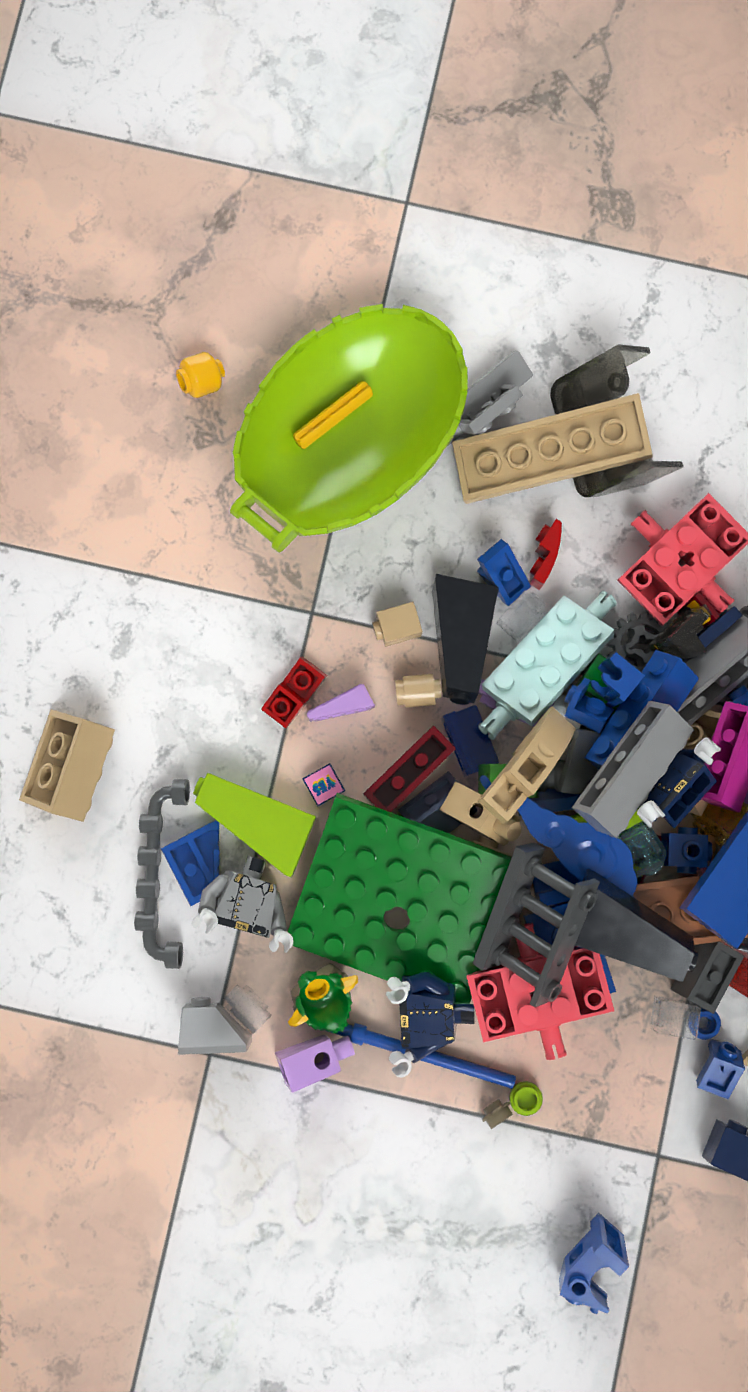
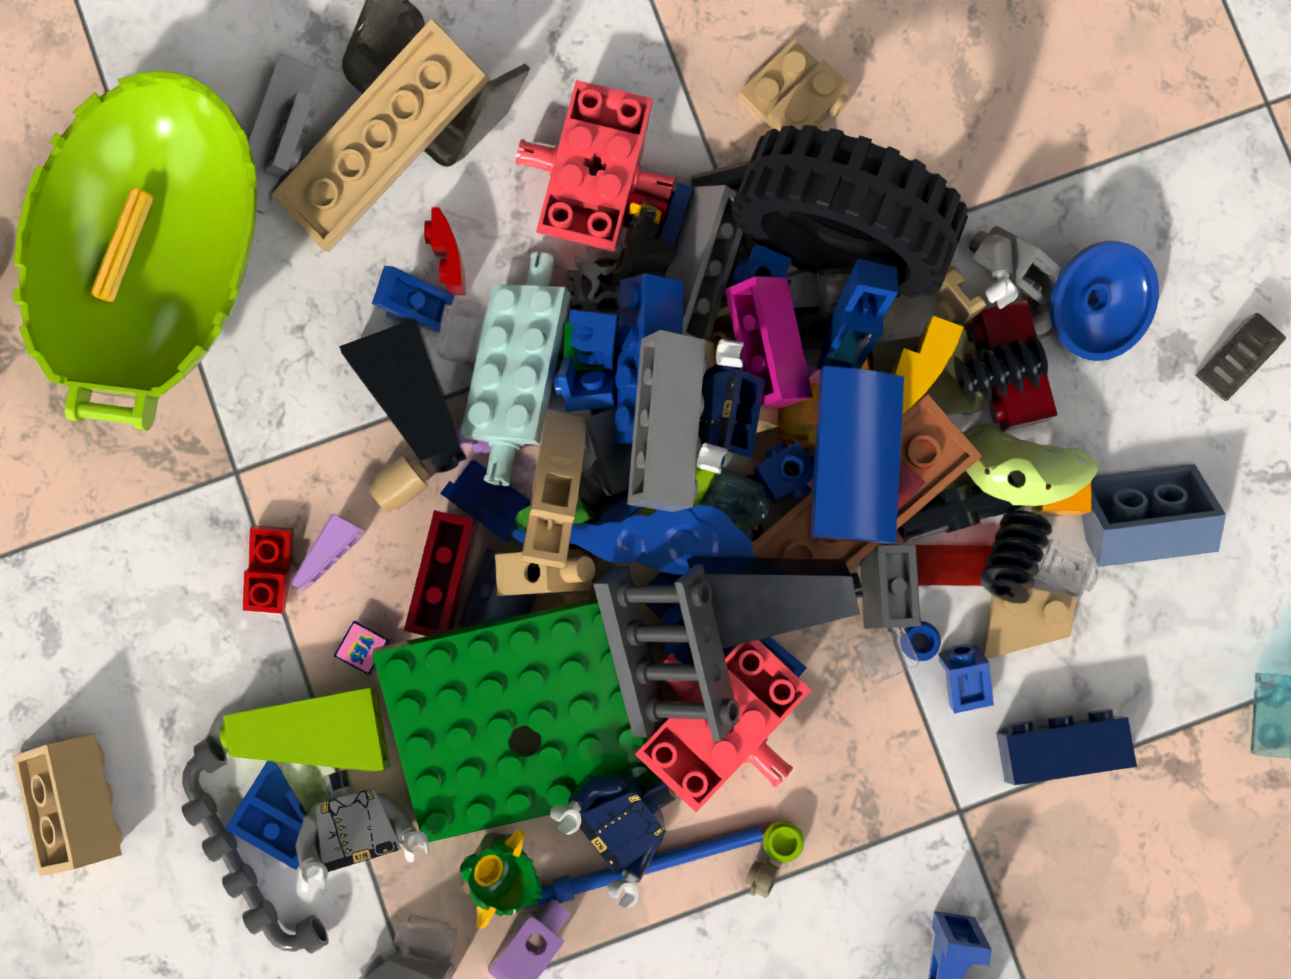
camera: 30 degrees left, 0 degrees up
(397, 624) = (333, 427): tan brick -> none

